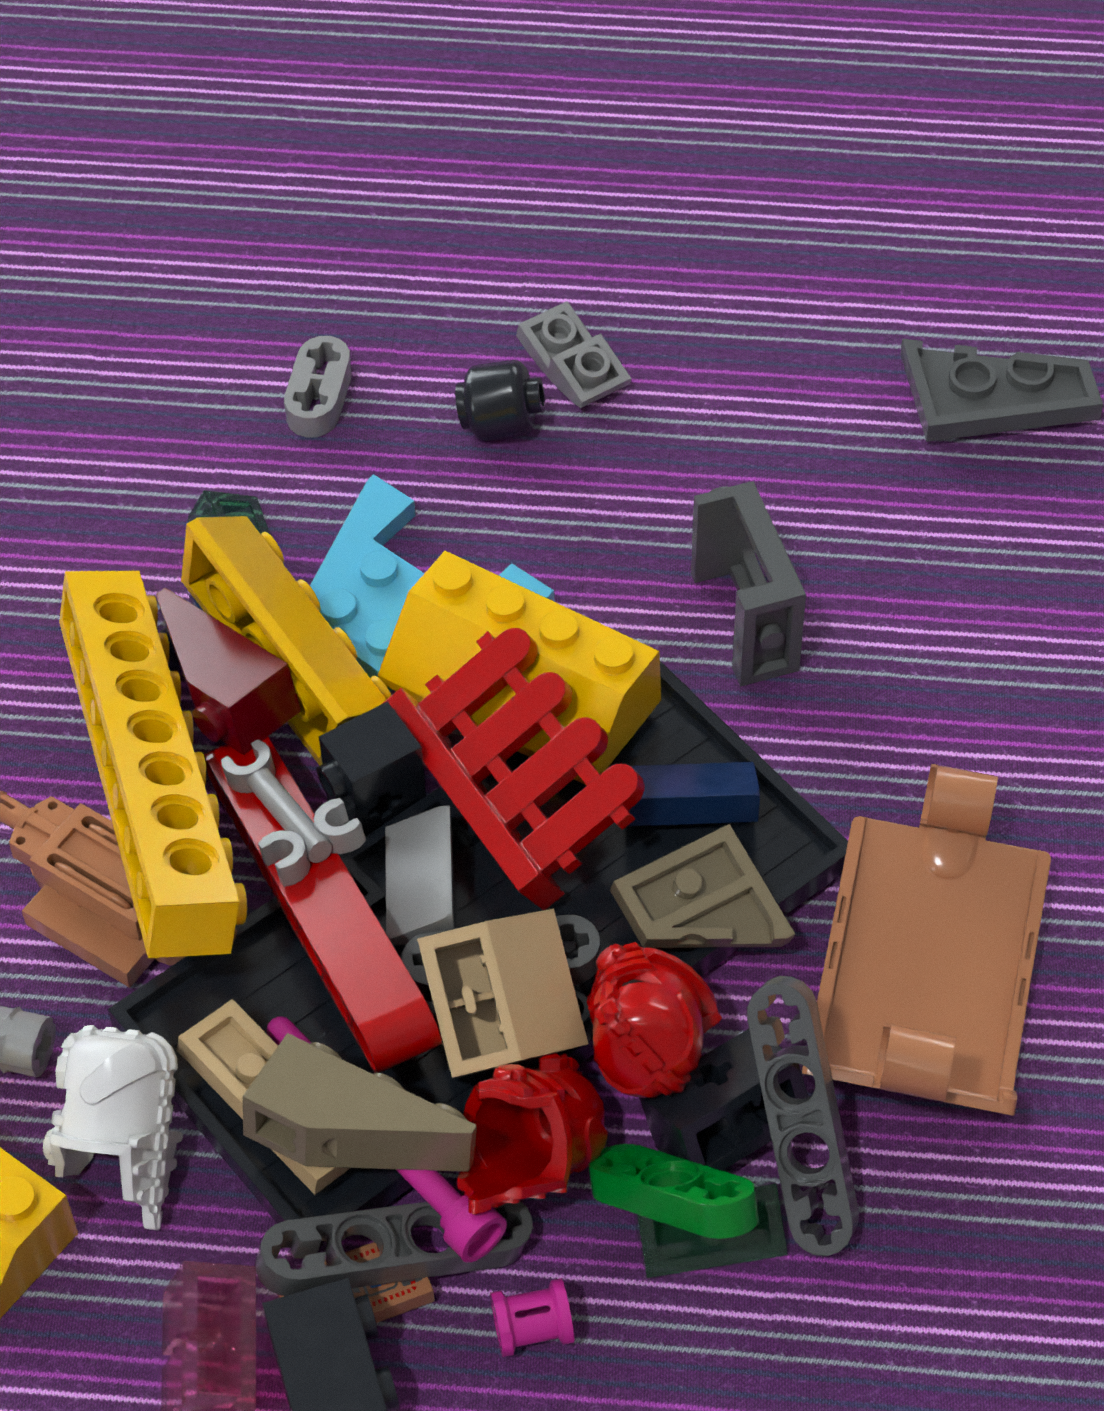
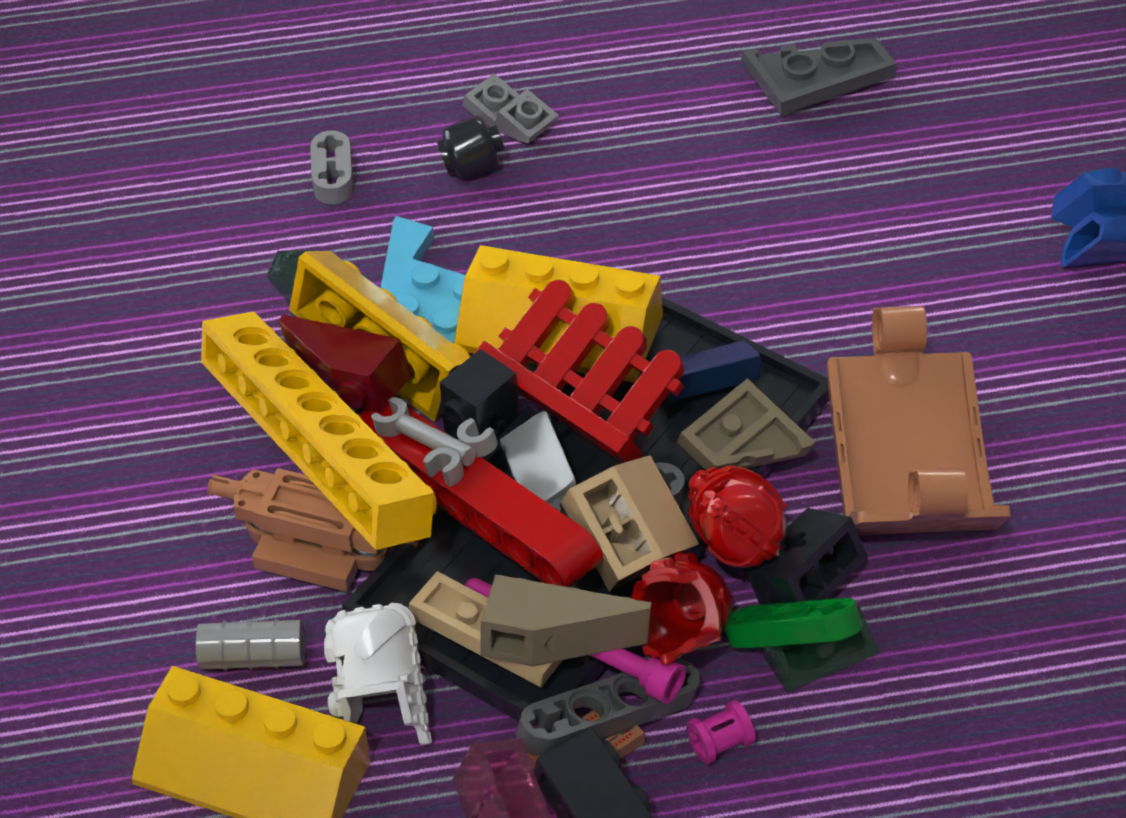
camera: 15 degrees left, 5 degrees down
(767, 615) = (718, 243): dark grey window -> none
(810, 1115) = (863, 552): dark grey beam -> none

